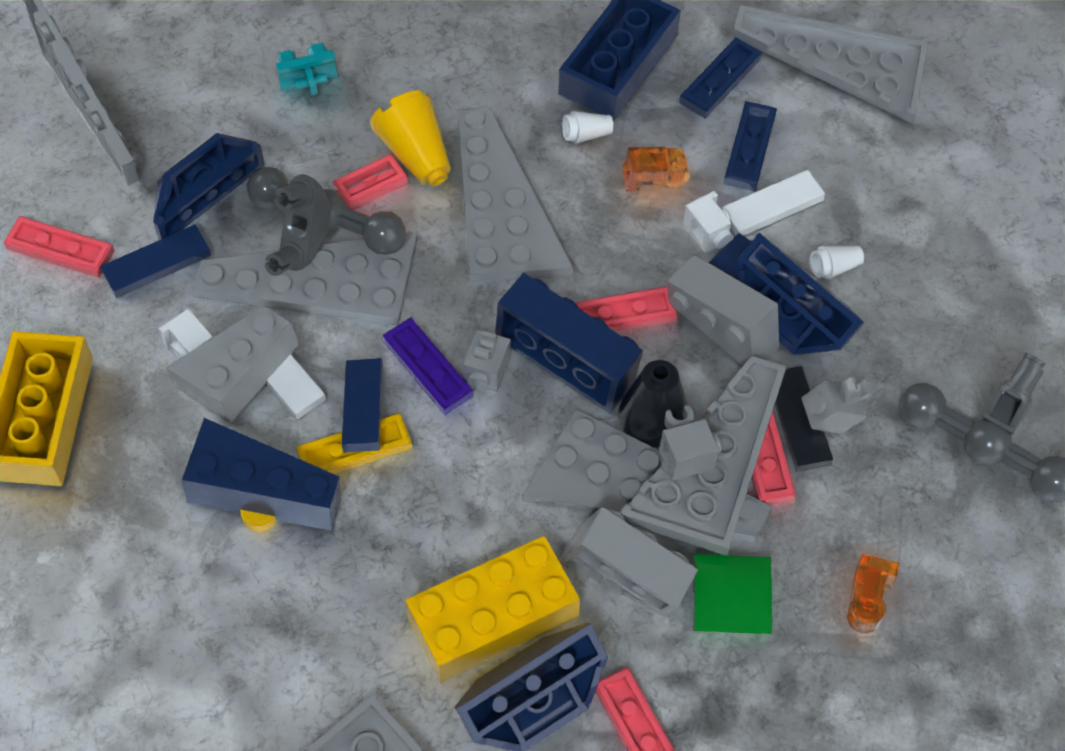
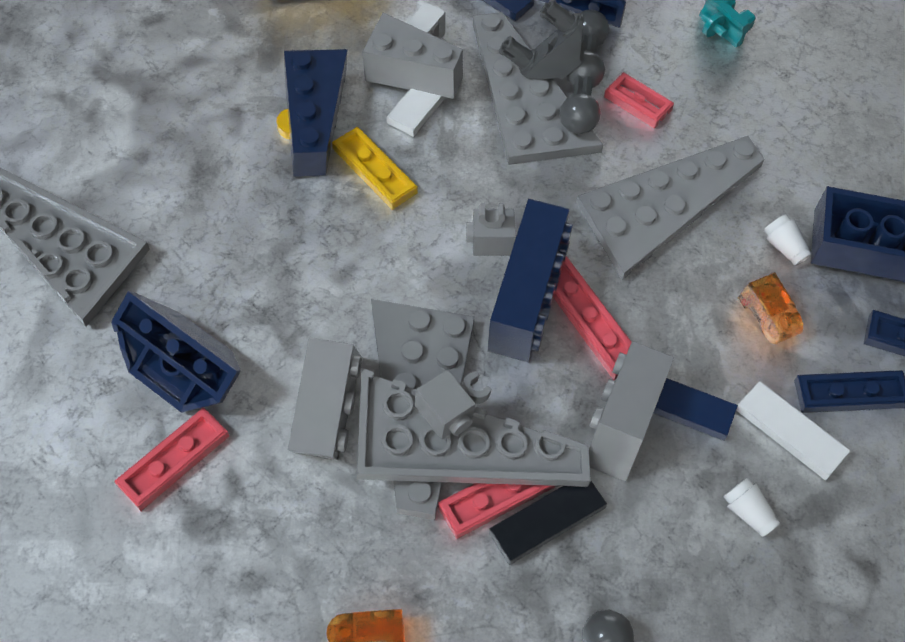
camera: 70 degrees right, 0 degrees up
(362, 405) = (411, 156): dark blue tile -> none
(414, 136) = (696, 106): yellow cone -> none
(427, 366) = (477, 188): dark purple tile -> none
(492, 608) = (249, 305): yellow brick -> none
(648, 399) = (507, 372): black cone -> none
(708, 223) = (733, 372): white brick -> none
(732, 594) = (327, 503): green slope -> none
(808, 312) = (678, 472): dark blue wedge -> none
(836, 405) = (565, 541): light grey brick -> none

